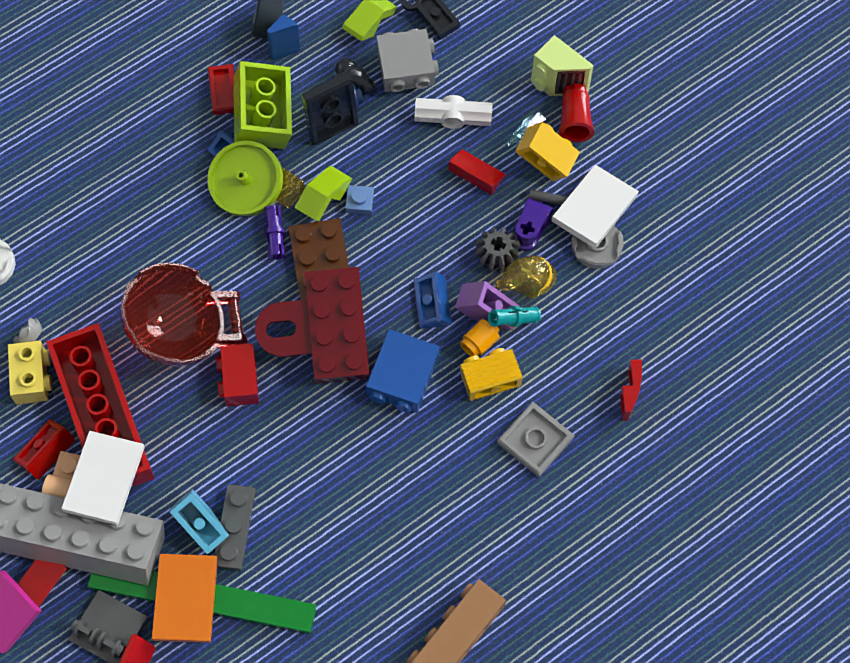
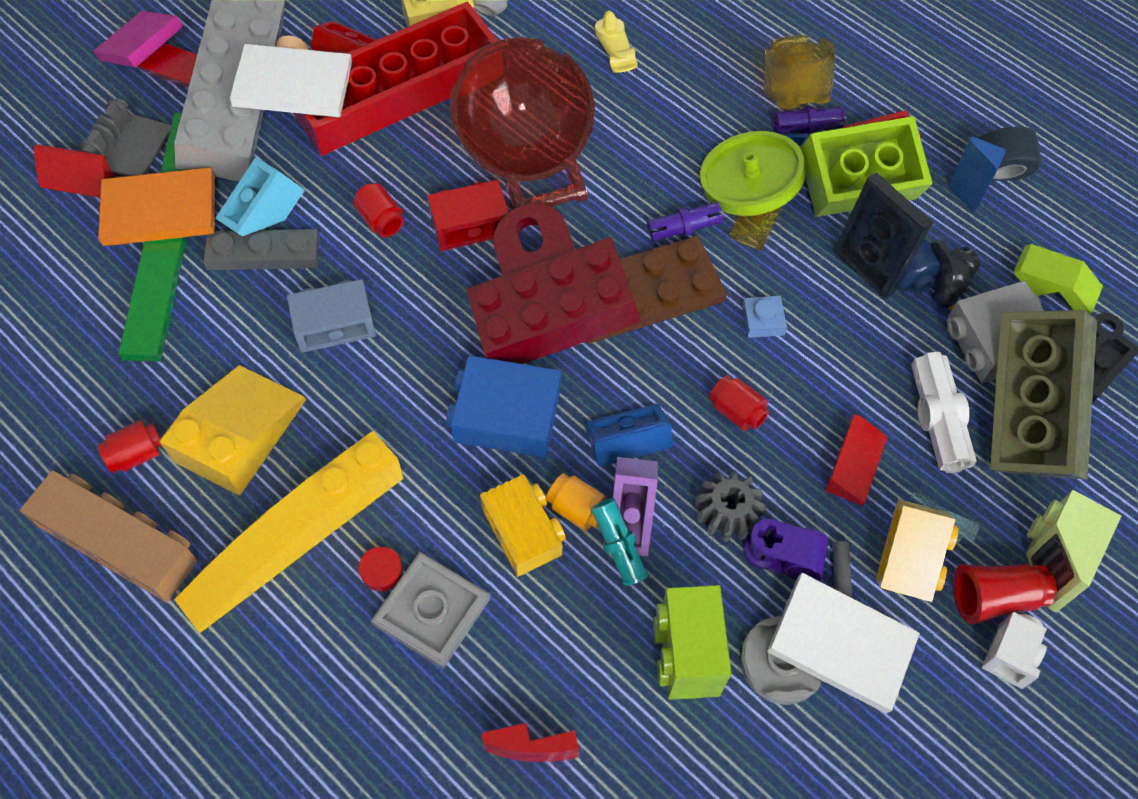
camera: 80 degrees right, 5 degrees down
(83, 250) = (613, 38): none -> light yellow piece
(166, 125) = (799, 71): none -> clear yellow brick
(202, 132) = (809, 120): none -> dark purple pin
(220, 438) = (378, 209): none -> red brick
(307, 478) = (331, 315): none -> sand blue brick
(320, 191) = (769, 267): lime slope -> none
(385, 551) = (232, 428): none -> yellow slope
(390, 622) = (130, 446): none -> red brick
(425, 228) = (739, 403): none -> red brick
(460, 51) = (1044, 393): none -> olive slope
(471, 517) = (291, 529): none -> yellow slope
(504, 466) = (380, 569): none -> red tile
(529, 276) = (697, 555): clear yellow hair -> none
(588, 285) = (693, 642): none -> lime brick
(611, 117) = (1017, 650): none -> white brick

